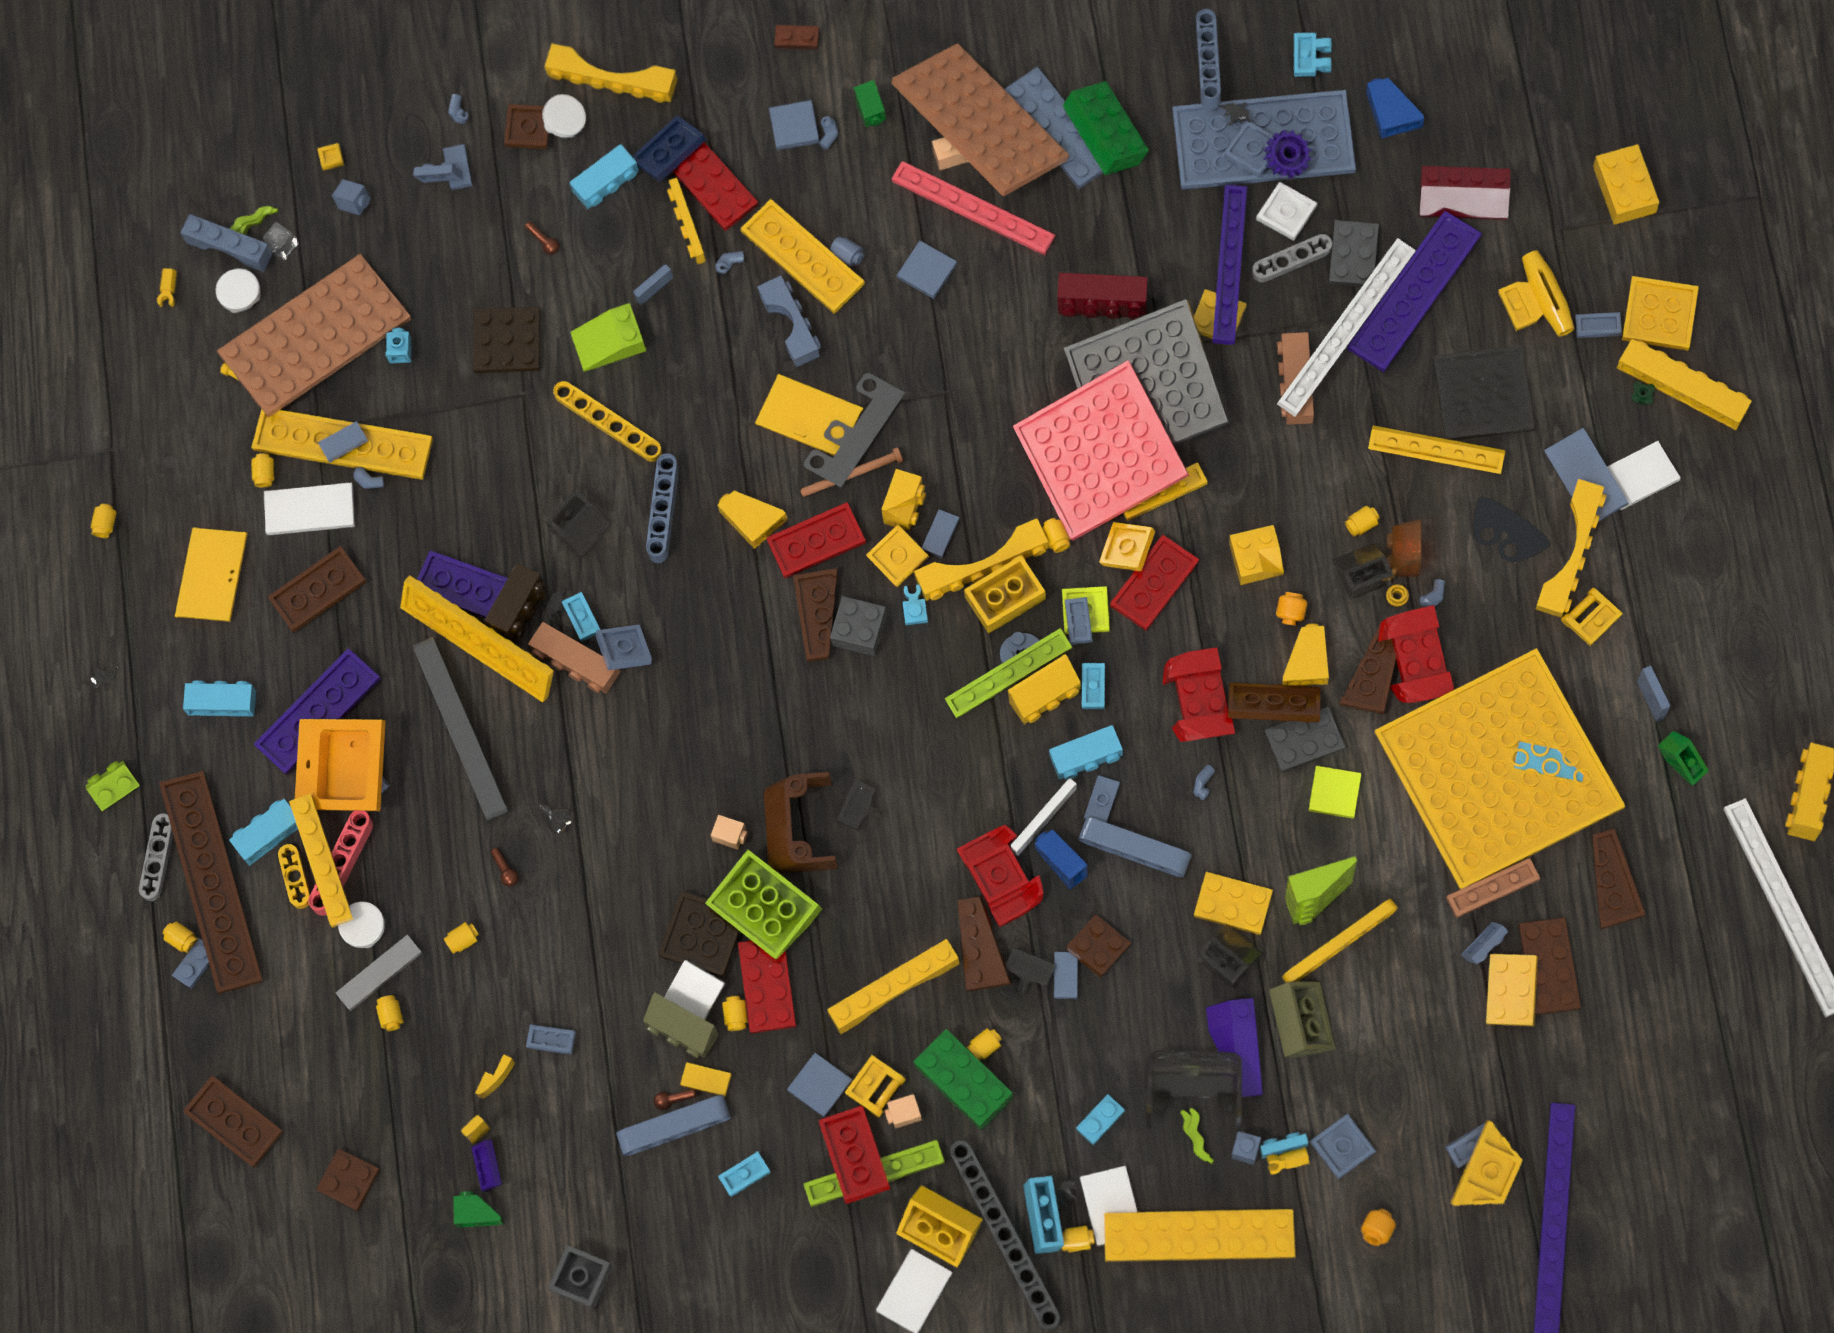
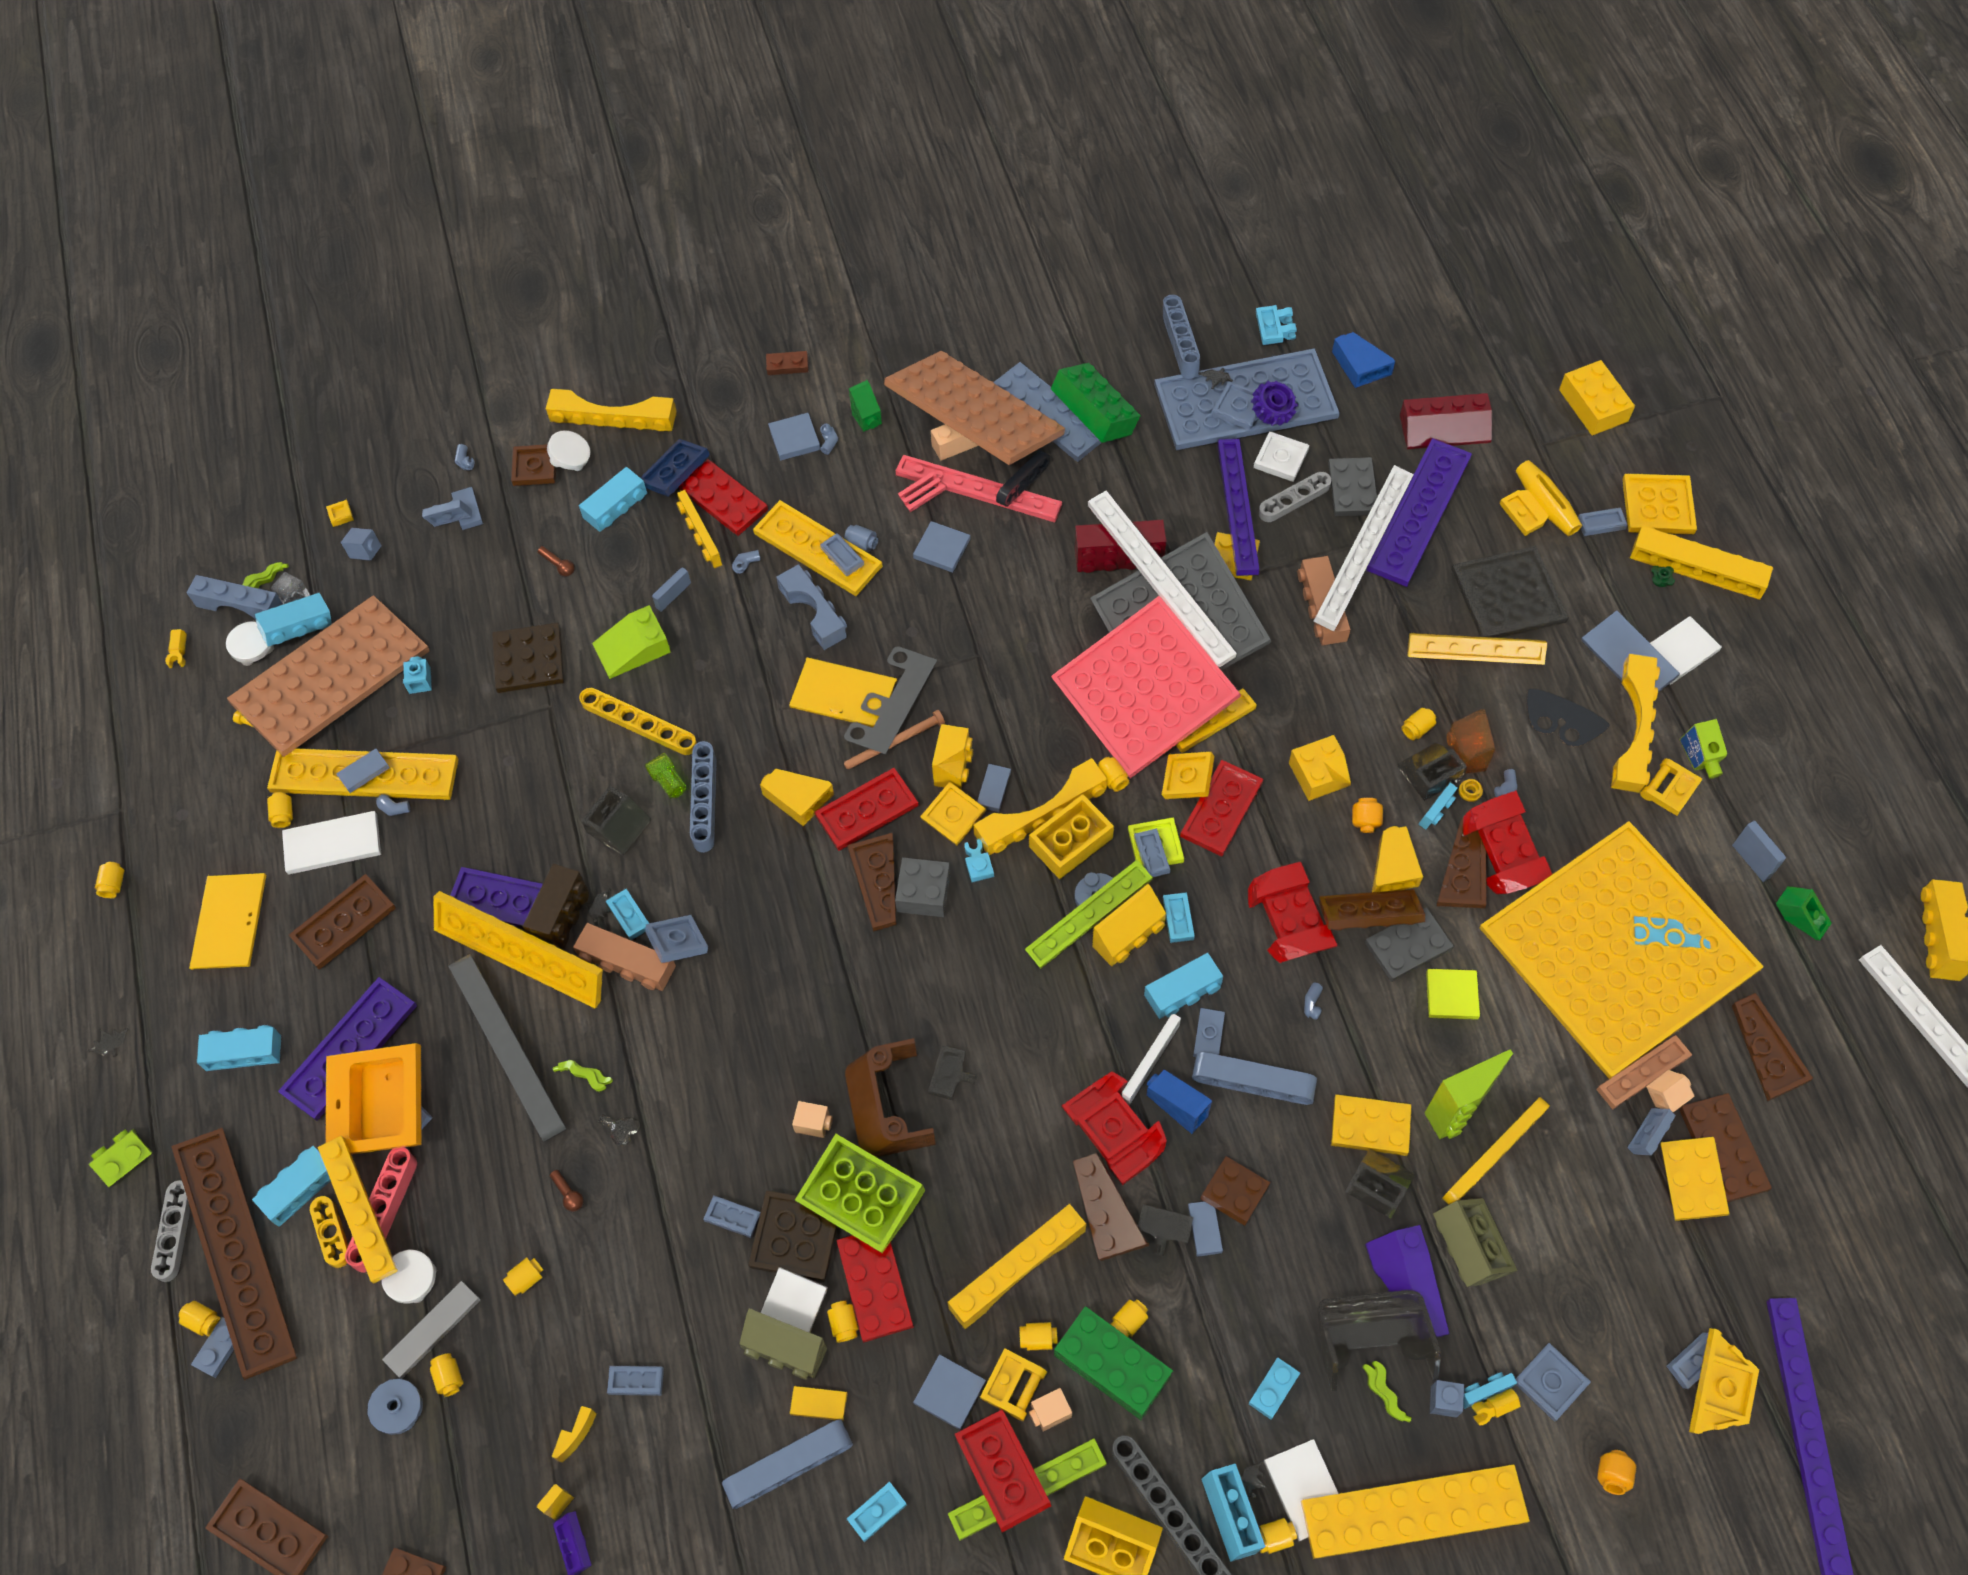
camera: 15 degrees left, 10 degrees down
(282, 273) = (293, 619): none -> medium azure brick
(355, 1036) = (404, 1416): none -> sand blue plate
(537, 766) = (594, 1076): none -> lime hair
(627, 478) = (663, 771): none -> clear neon green piece
(648, 909) = (732, 1216): none -> sand blue plate
(663, 1100) = (772, 1434): copper bar -> none
(825, 269) = (842, 554): none -> sand blue tile
(902, 1048) = (1038, 1336): none -> yellow brick
(912, 198) = (917, 485): none -> coral tile
(1018, 206) = (1023, 478): none -> black beam
(1132, 342) = (1161, 578): none -> white plate
(1368, 602) = (1444, 800): none -> medium azure plate
(1510, 908) = (1670, 1090): none -> light nougat brick
(1632, 574) = (1705, 747): none -> lime torso

